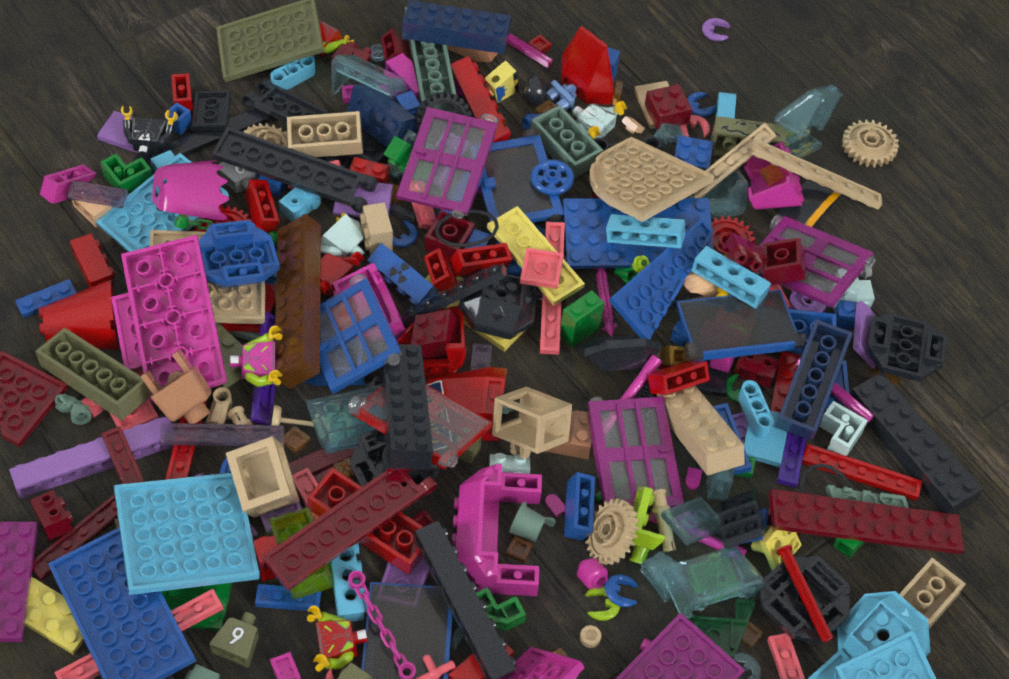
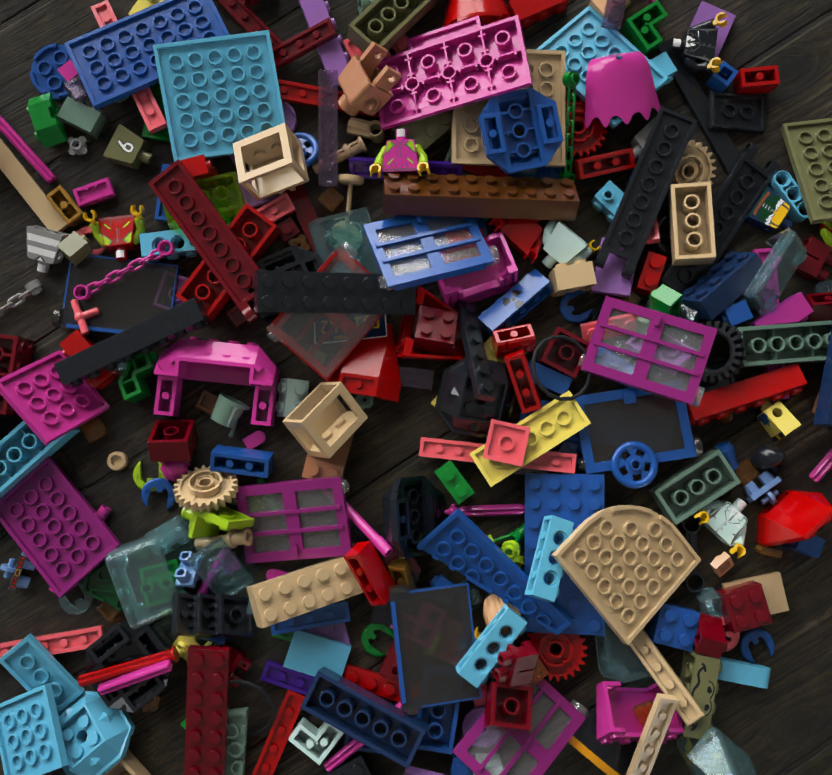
camera: 95 degrees right, 30 degrees up
(309, 86) = (769, 213): none -> torso
(564, 568) = (172, 440): none -> dark red brick
(697, 549) = (185, 574): none -> medium blue hips
(698, 125) = (710, 636): none -> dark red brick
(755, 409) = (333, 656): medium azure beam -> none
(813, 583) = (135, 677): none -> dark pink axle

